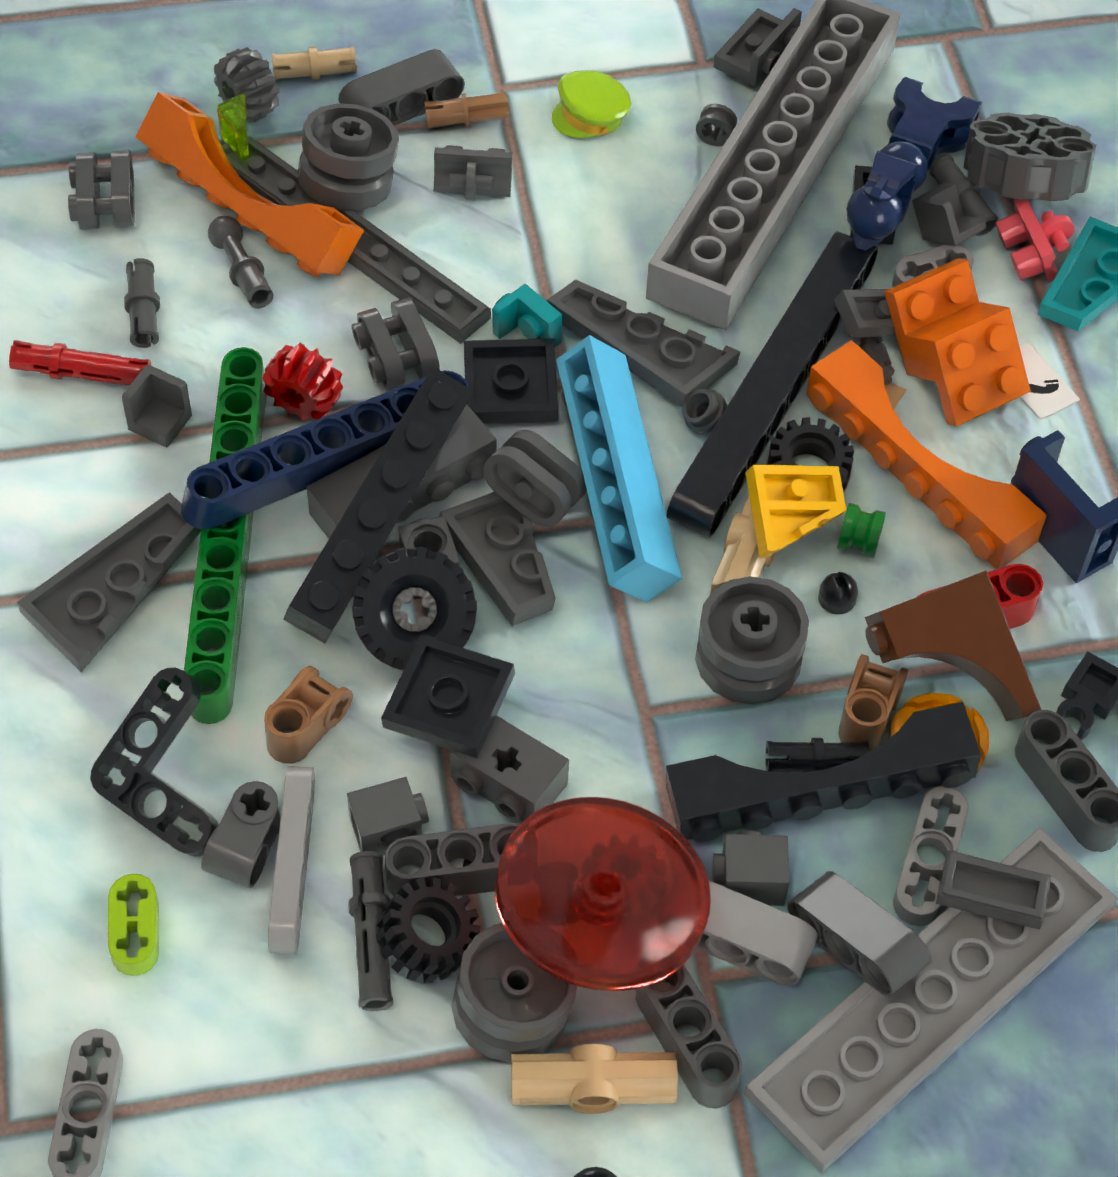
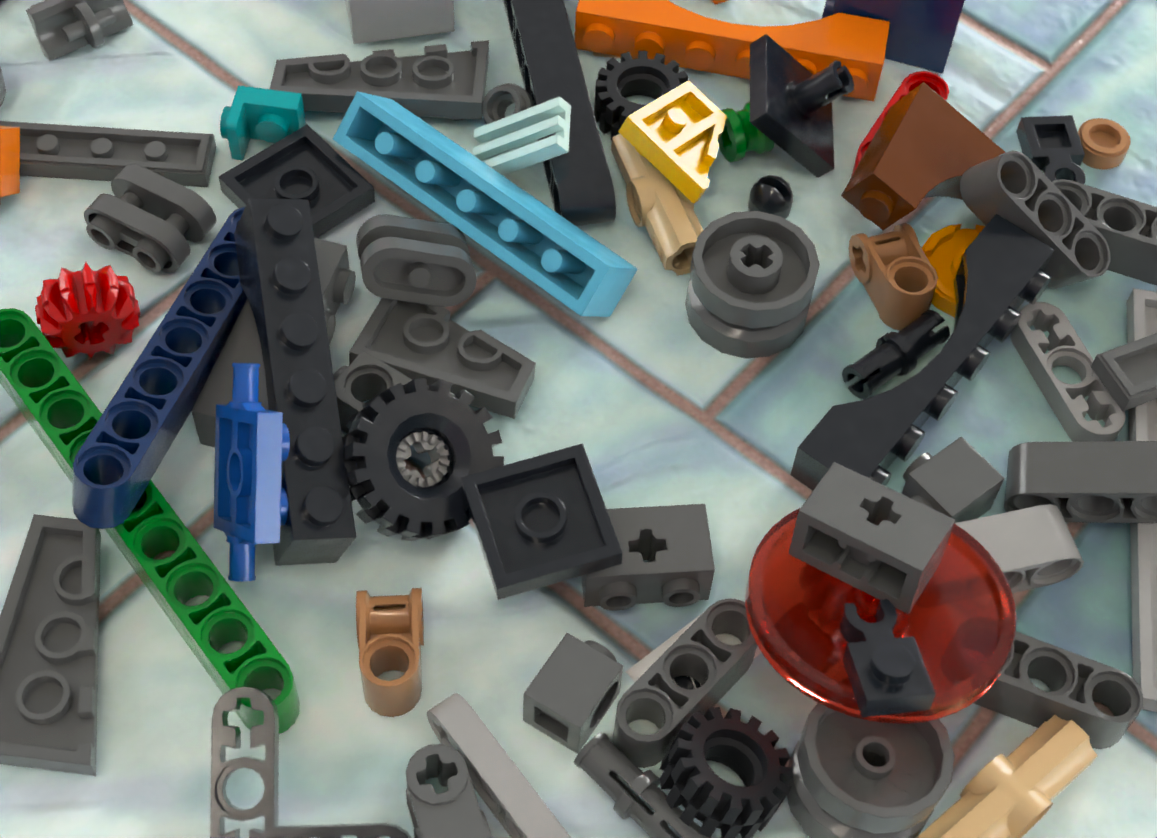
camera: 40 degrees left, 0 degrees up
(294, 561) = (248, 472): none -> blue plate
(551, 921) = (882, 669): none -> black plate
(626, 842) = (870, 536): none -> dark grey brick
(690, 432) = (521, 132): none -> light aqua tile
(907, 533) = (794, 104): none -> black tile
(1015, 742) = (1028, 199): none -> dark grey beam

